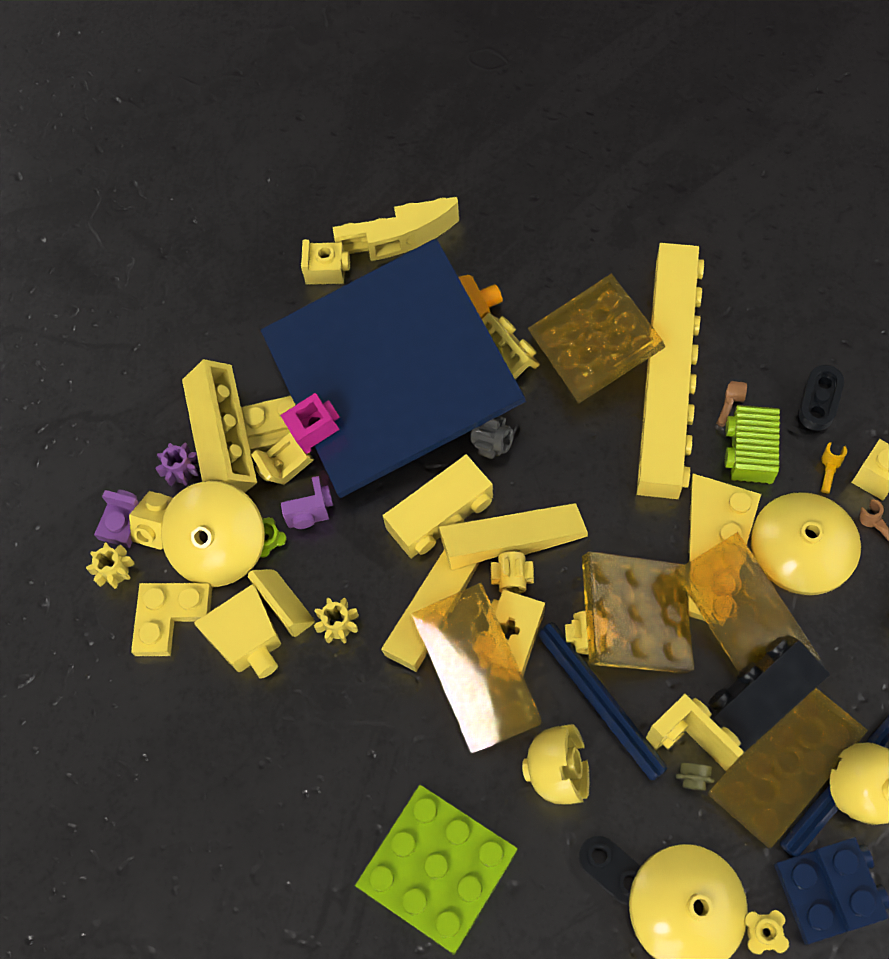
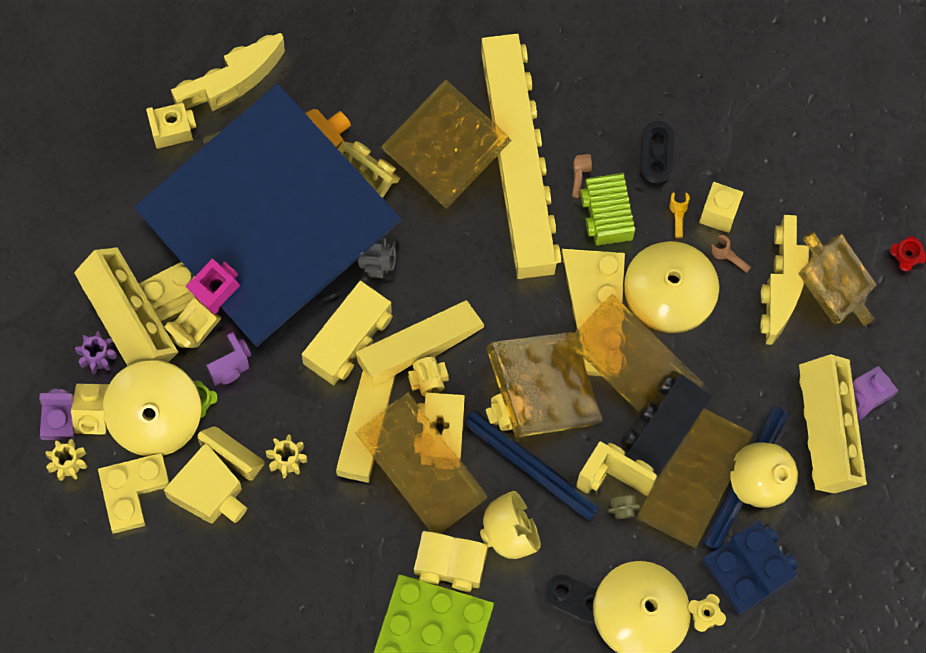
camera: 25 degrees left, 5 degrees up
(481, 785) = (450, 561): none -> light yellow brick

